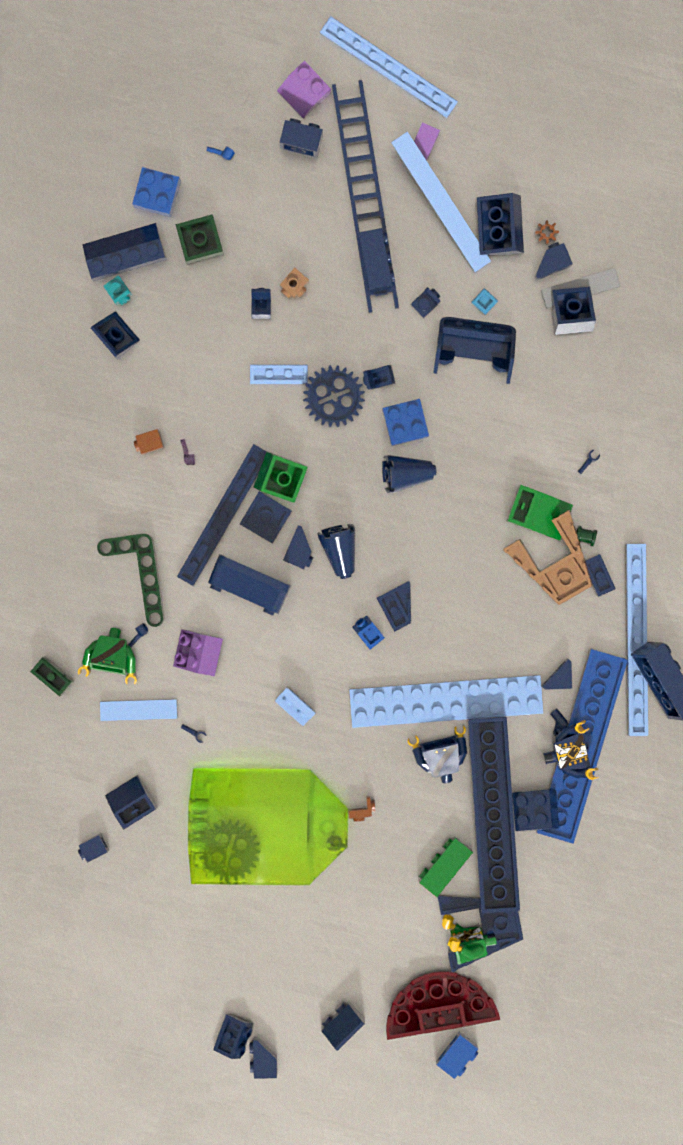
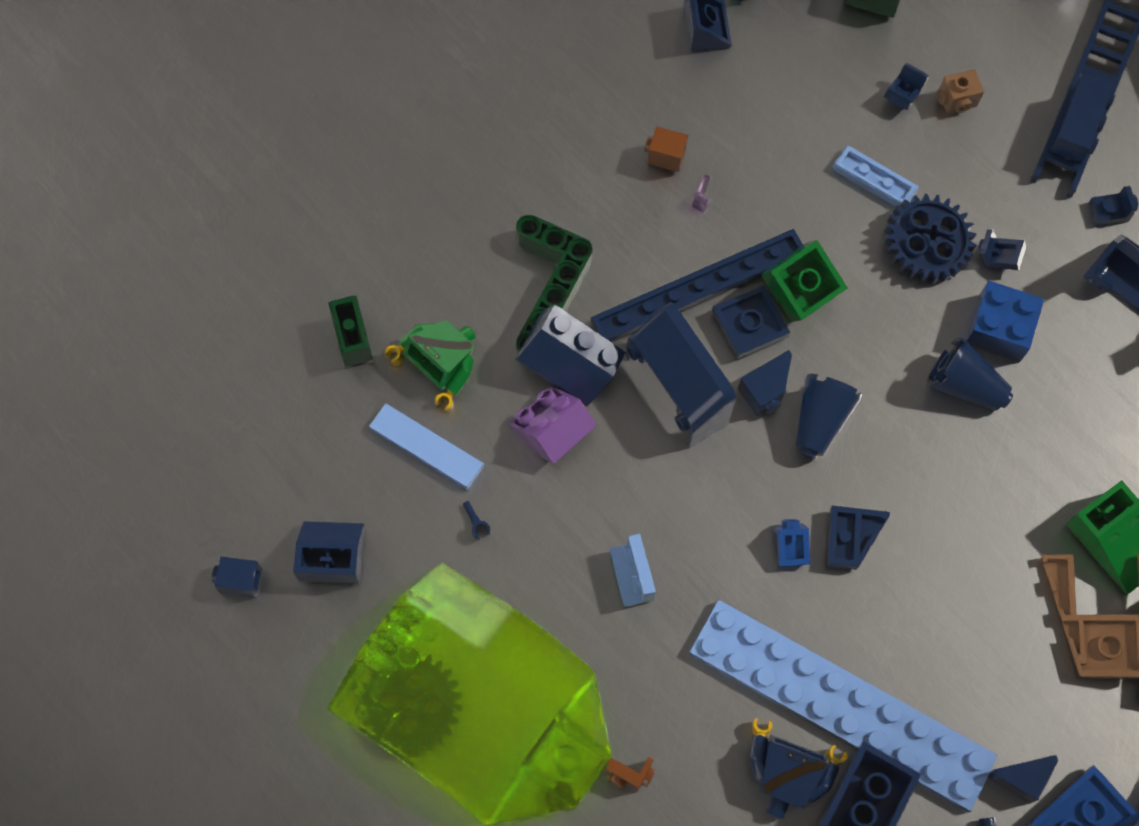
camera: 25 degrees right, 20 degrees down
(141, 630) = (500, 357): dark blue hand -> none
(181, 610) = (570, 354): none -> dark blue slope

